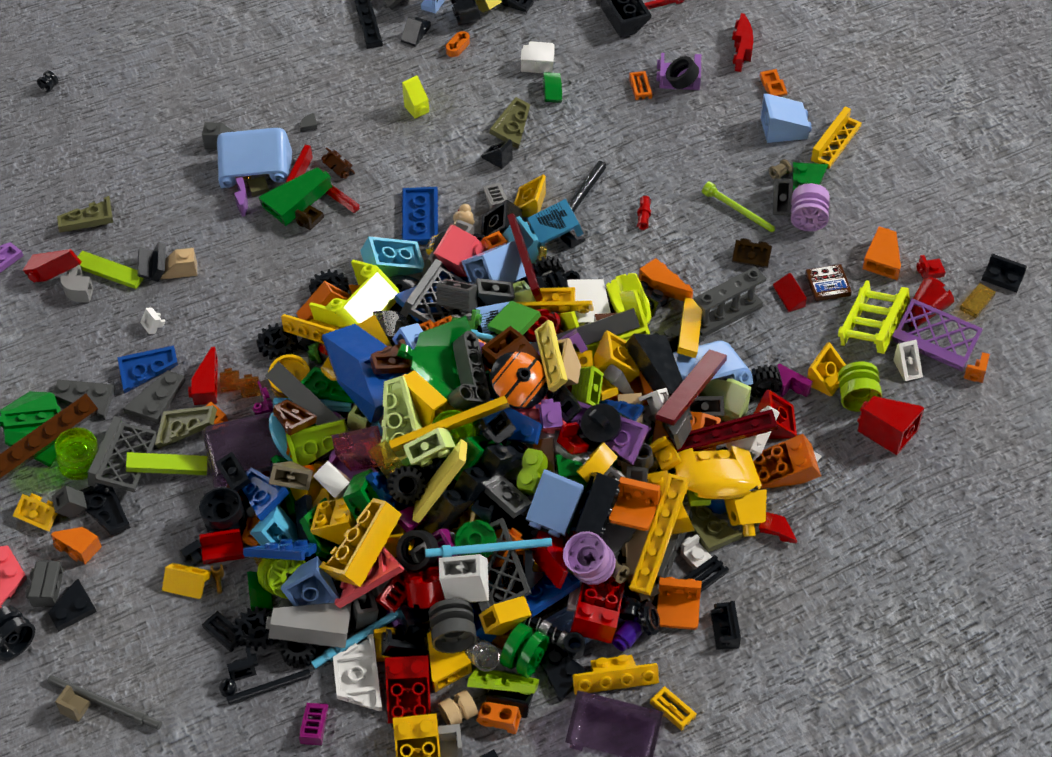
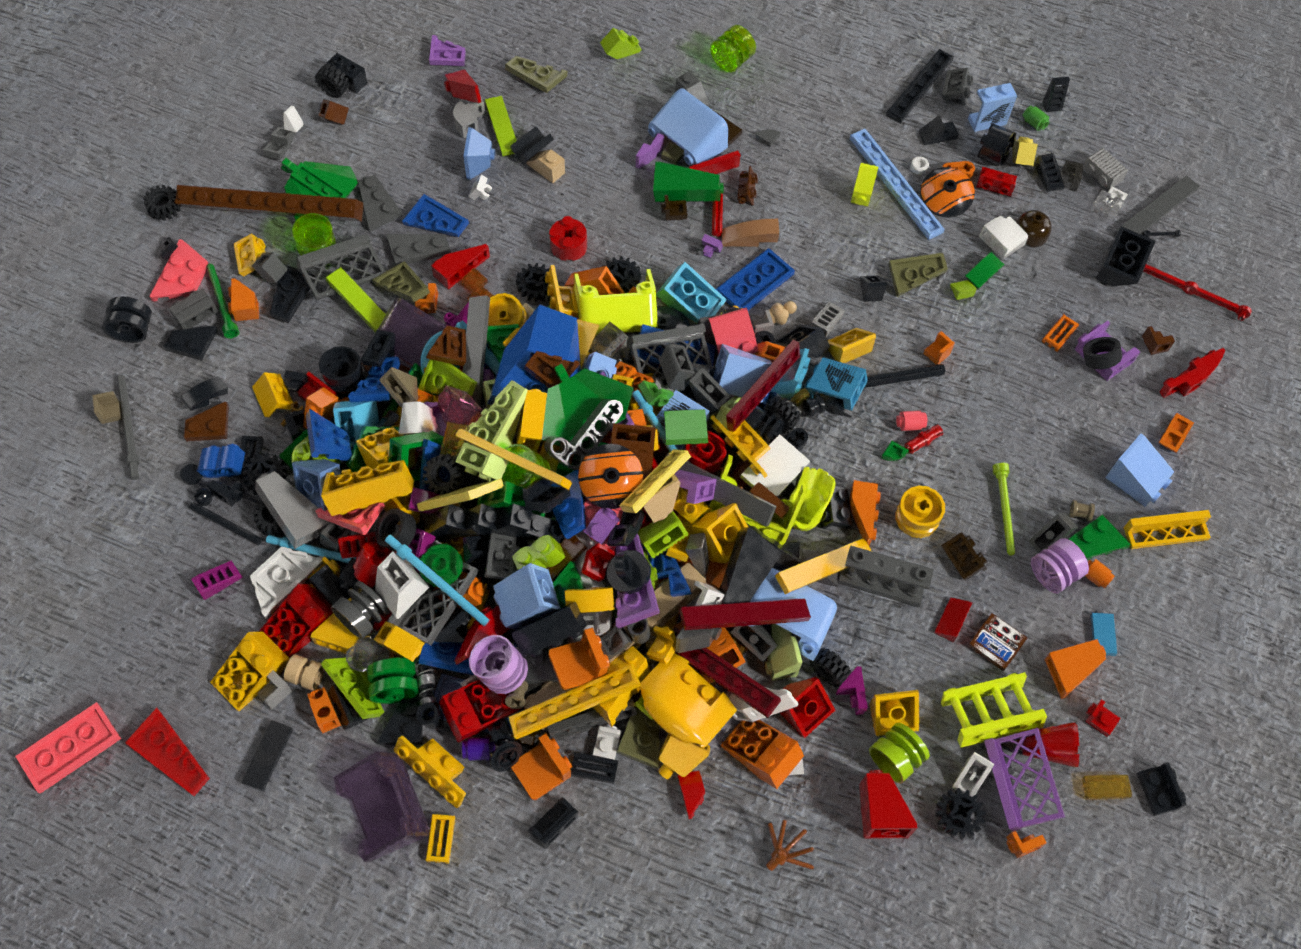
camera: 45 degrees right, 10 degrees up
(92, 570) = (229, 328): none -> green piece
(120, 299) = (477, 153): none -> medium blue slope
(125, 147) = (619, 44): none -> lime slope
(133, 625) = (200, 394): none -> black slope
(165, 642) = (208, 425): none -> reddish brown wing
(198, 683) = (190, 475): none -> black tile
(212, 651) = (221, 461): none -> blue brick
(214, 85) = (733, 48): none -> clear neon green wheel
(233, 582) = (294, 421): none -> black bracket
(237, 541) = (322, 403): none -> orange slope
(262, 296) = (568, 239): none -> red brick
(364, 217) = (710, 245): none -> medium lavender tile
(380, 188) = (751, 233): none -> medium nougat slope
(429, 60) = (919, 165): none -> white tile
(431, 82) = (897, 184): none -> light blue tile
(469, 61) = (945, 200): none -> orange dish
(489, 30) = (996, 181): none -> red bracket
(550, 34) = (1037, 227): none -> dark brown cylinder
(553, 109) = (963, 289): none -> lime slope
(558, 250) = (814, 405): none -> black wheel
(585, 153) = (939, 349): none -> orange panel
(624, 208) = (911, 420): none -> coral brick
(636, 236) = (894, 452): none -> green tile
(697, 252) = (920, 511): none -> yellow wheel
(699, 44) = (1156, 342): none -> reddish brown panel
(836, 194) = (1099, 573): none -> orange brick
(868, 506) = (781, 855): none -> dark orange plant
(871, 222) = (1104, 630): none -> dark azure tile
(937, 390) = (964, 822): none -> black gear

